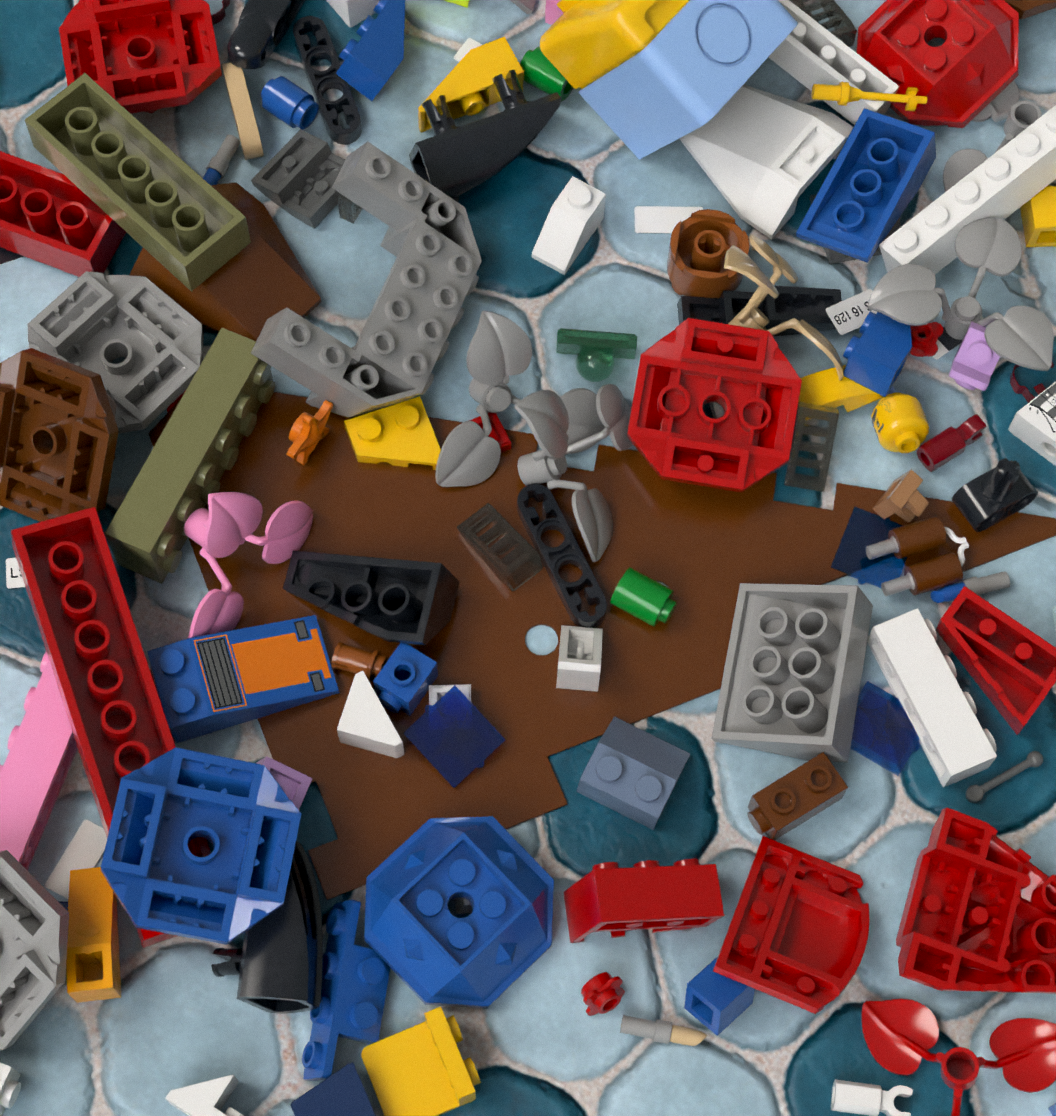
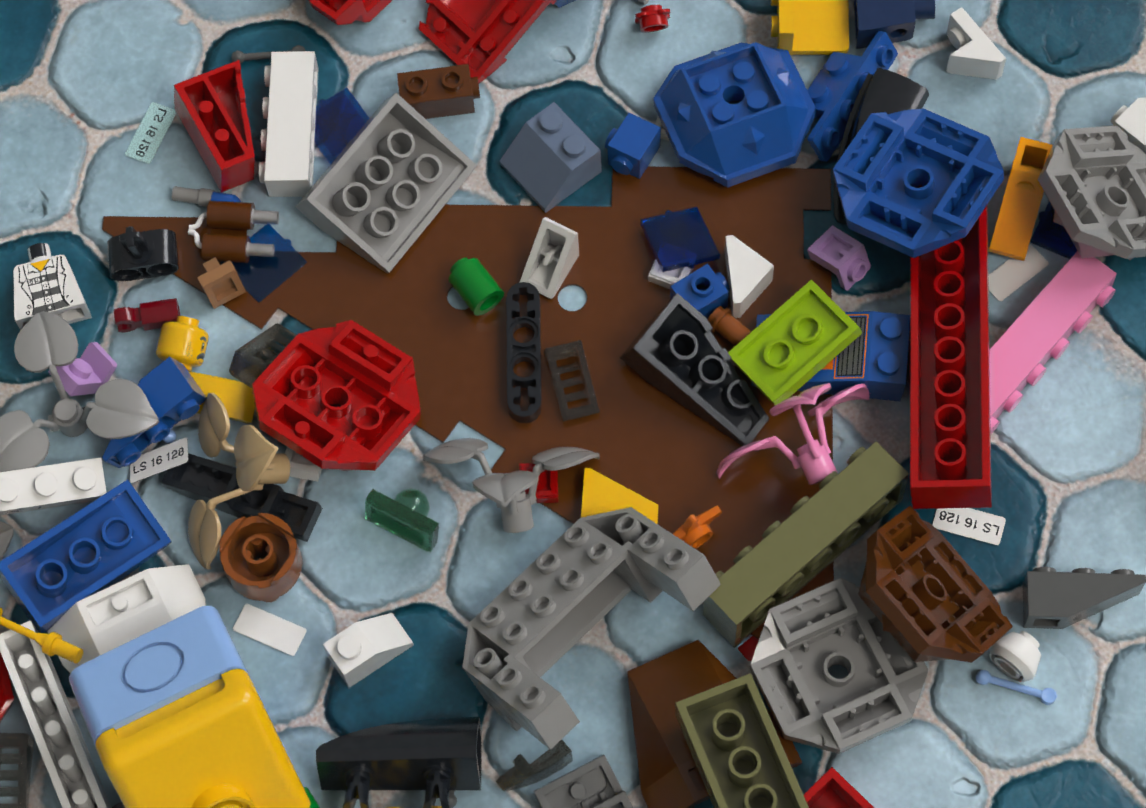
camera: 150 degrees left, 0 degrees up
(280, 653) = (794, 343): none -> lime plate
(549, 423) = (491, 410): light grey plant -> none
(553, 820) = (633, 145): none -> blue brick
(643, 898) = (594, 61): red wedge -> none

